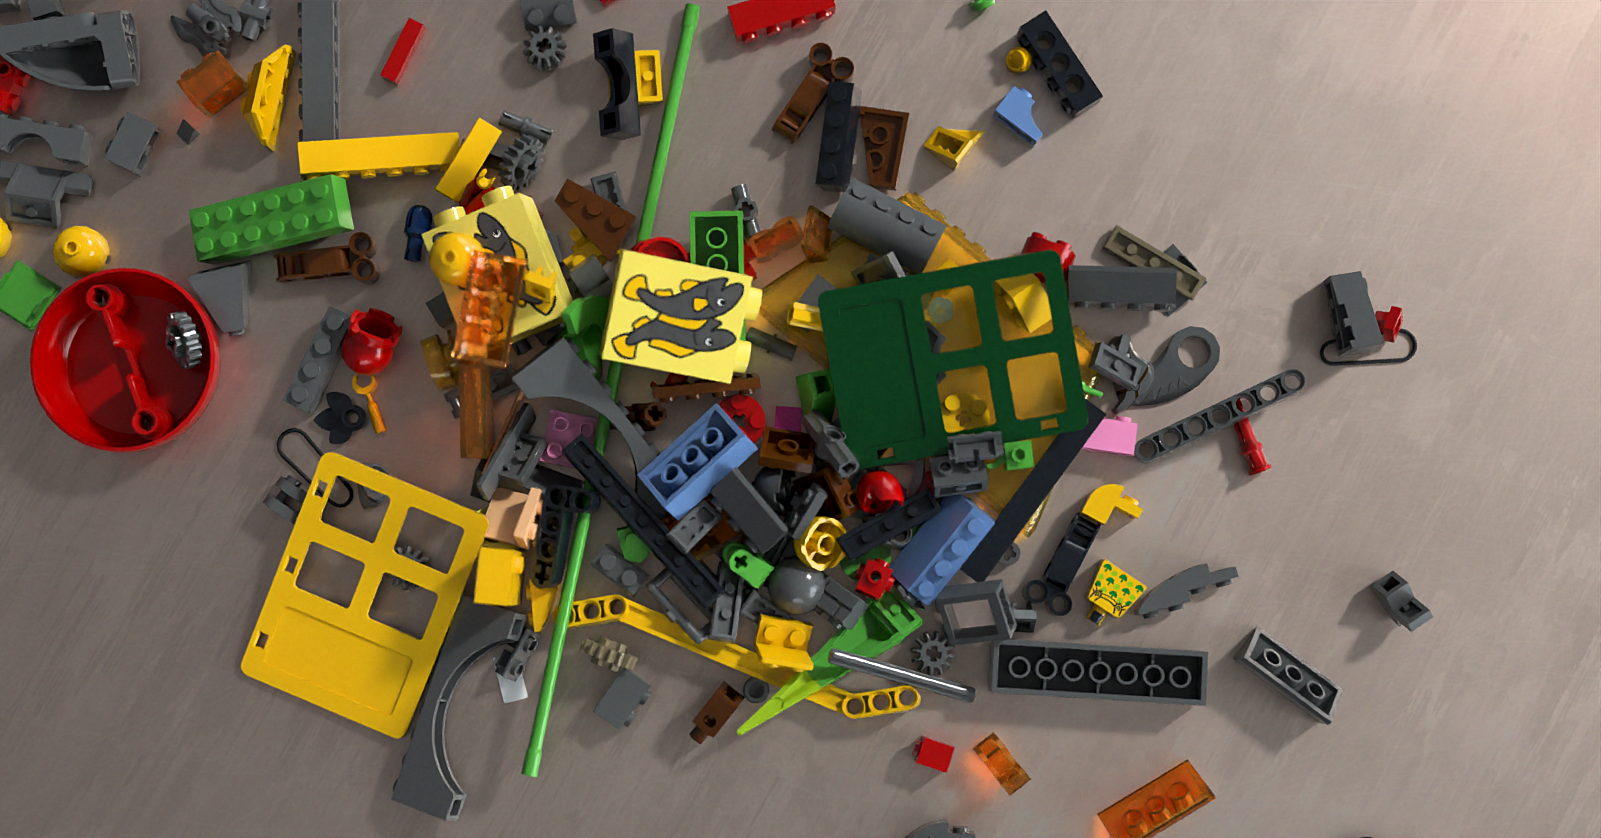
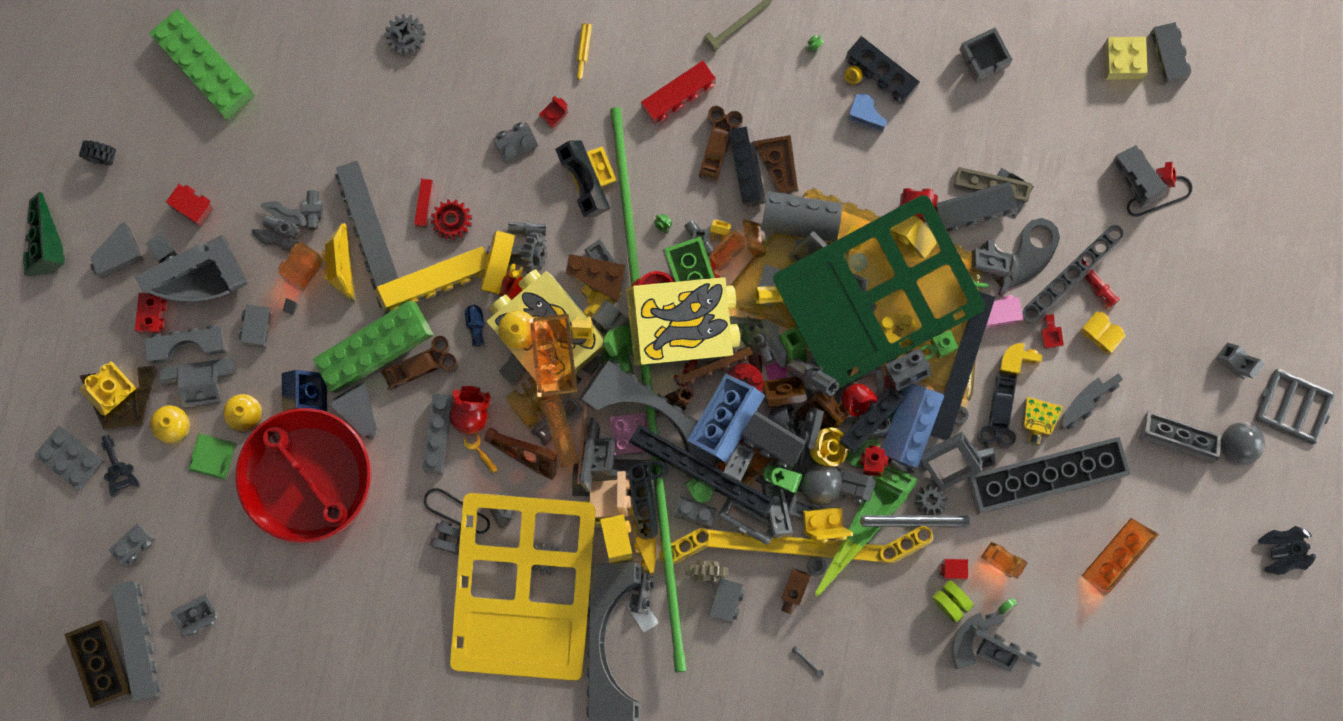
camera: 15 degrees left, 5 degrees down
(165, 249) = (303, 390): none -> dark blue slope
(183, 340) = (339, 449): dark grey gear -> none
(337, 417) = (460, 471): black plate -> none
(440, 94) = (444, 212): none -> red gear
(444, 440) = (545, 458): none -> reddish brown plate
(540, 41) = (515, 168): dark grey gear -> none
(704, 176) = (663, 223): none -> bright green plate
(713, 829) = (796, 650): none -> dark grey hinge
(777, 206) = (720, 227): none -> yellow tile
(781, 379) = (763, 344): none -> dark grey piece
(916, 796) = (952, 601): none -> lime wheel
(952, 144) = (826, 148): yellow slope -> none
(986, 443) = (906, 348): dark grey hinge -> none
(986, 824) = (1007, 606): none -> bright green tile
(1164, 487) = (1051, 335): none -> red plate
(1202, 87) = (985, 54): none -> dark grey piece
(1233, 505) = (1102, 332): none -> yellow brick
(1368, 709) = (1242, 443): none -> dark grey piece
(1386, 150) = (1125, 58): none -> light yellow brick
(1448, 163) = (1170, 53): none -> dark grey brick
(1464, 650) = (1312, 390): none -> dark grey bar

